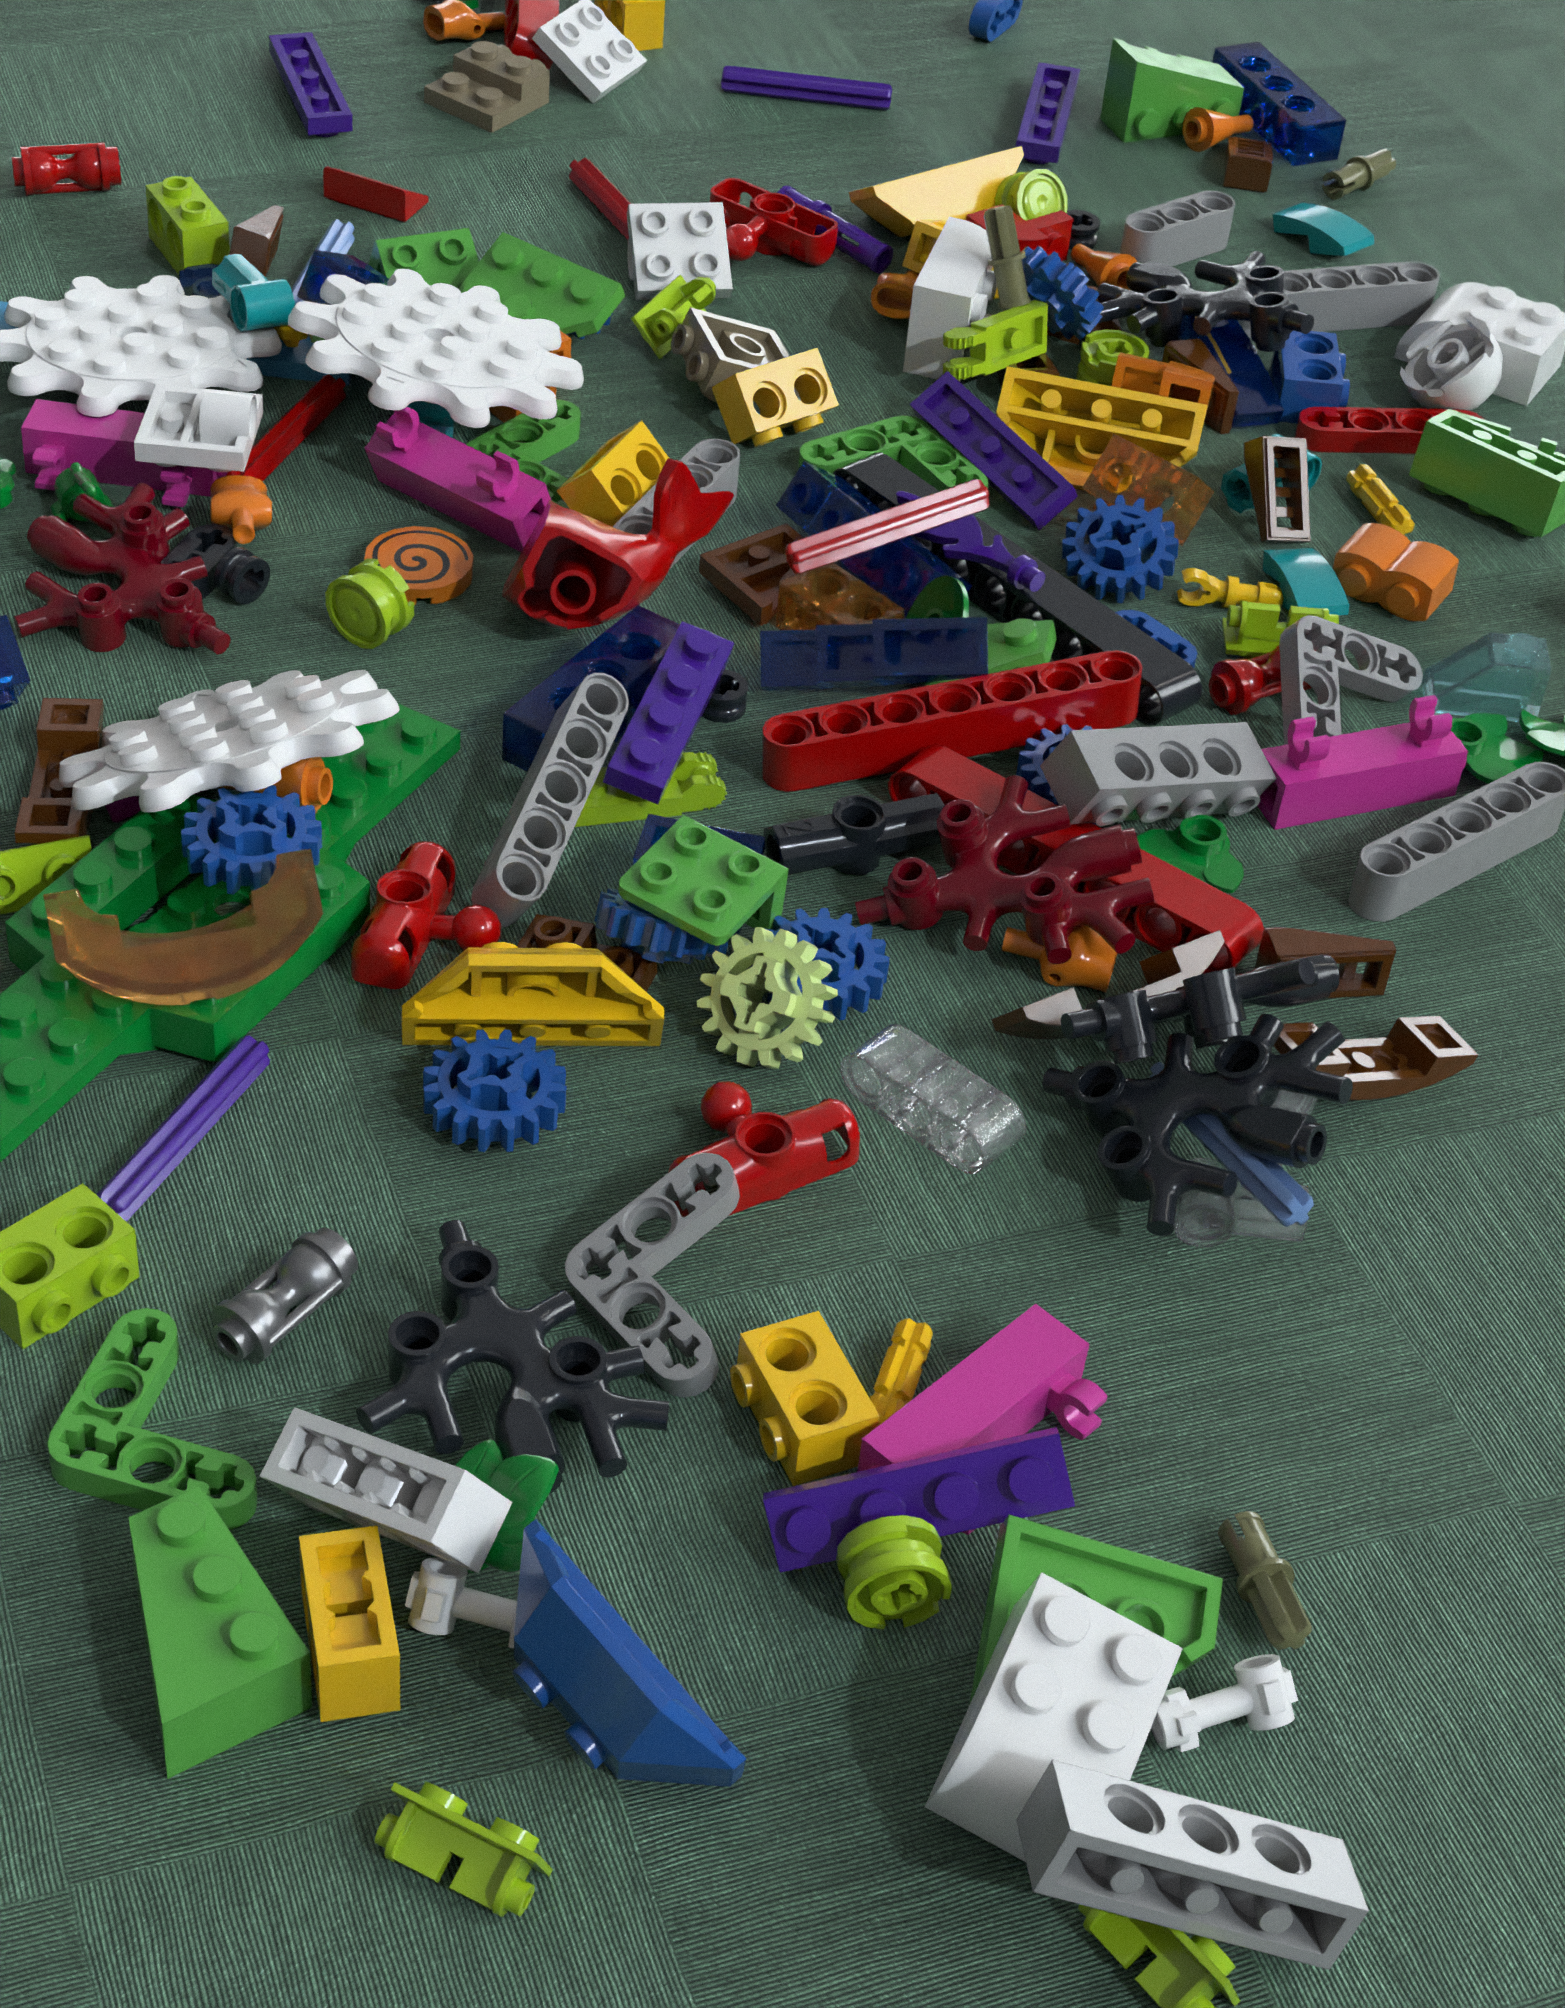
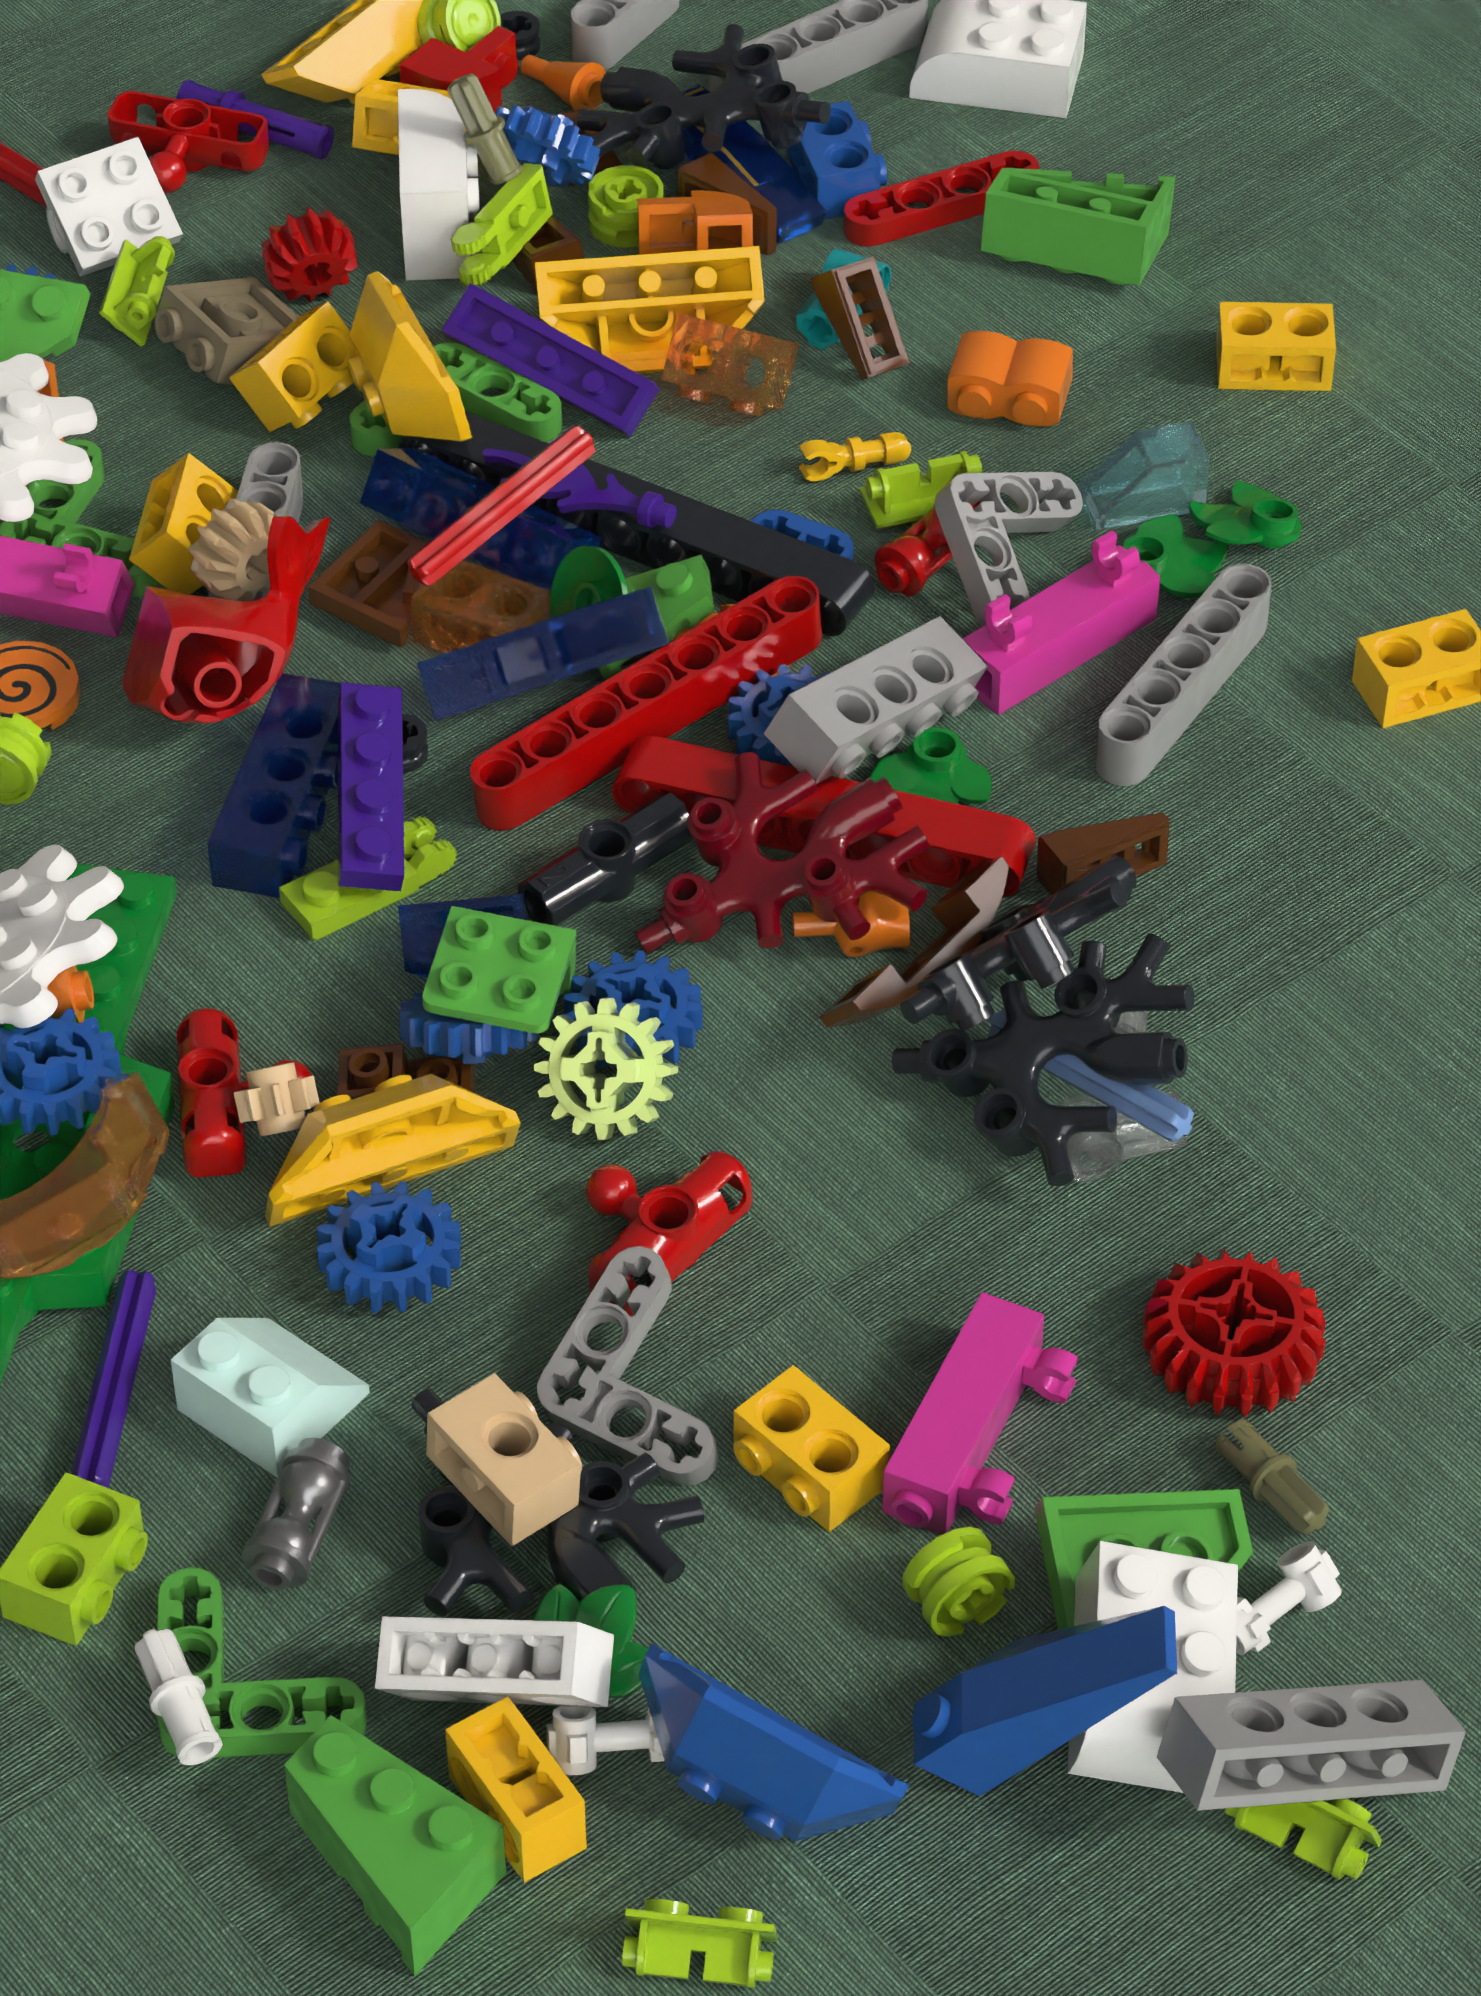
camera: 15 degrees left, 5 degrees up
(71, 1422) = (177, 1697): none -> white axle
(314, 1171) = (261, 1388): none -> light aqua slope
(450, 928) = (276, 1099): none -> tan gear
(490, 1301) = (504, 1458): none -> tan brick
(551, 798) = (302, 922): light grey beam -> none
(629, 492) = (234, 551): none -> tan gear
(825, 321) = (309, 255): none -> red gear
(856, 409) = (401, 368): none -> yellow wedge
(894, 294) = (367, 185): orange piece -> none
(901, 1367) = (881, 1392): yellow axle -> none
(913, 1712) = (1039, 1696): none -> blue wedge
(933, 1098) = (797, 1116): clear beam -> none
(946, 1489) = (976, 1493): dark purple plate -> none
(1120, 548) = (728, 443): blue gear -> none
(1279, 1427) = (1271, 1348): none -> red gear
(1306, 579) = (927, 417): teal slope -> none
(1379, 499) = (963, 293): yellow axle -> none
(1410, 1058) = (1211, 929): reddish brown slope -> none
(1453, 365) = (982, 104): white cylinder -> none

